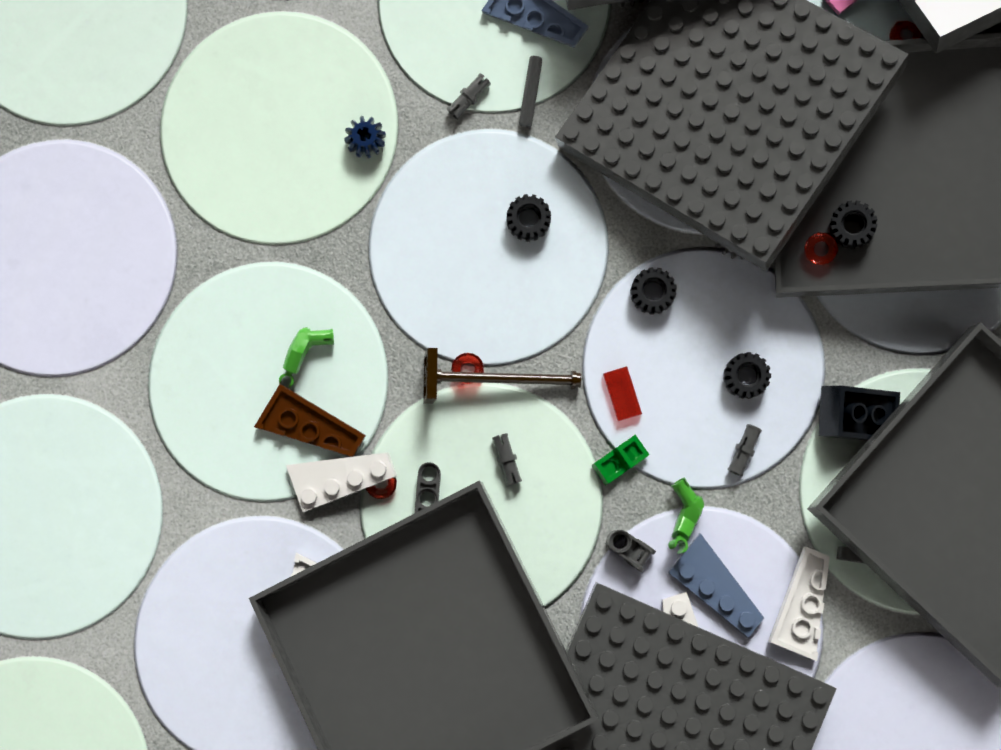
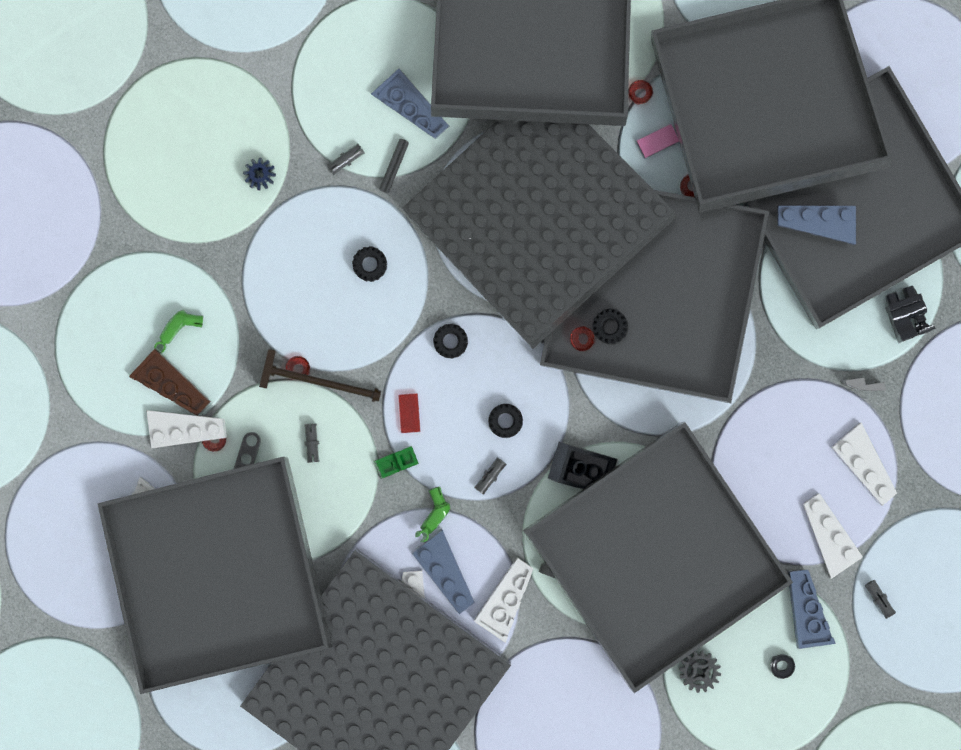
camera: 10 degrees right, 5 degrees up
(631, 549) = (388, 531): dark grey piece -> none

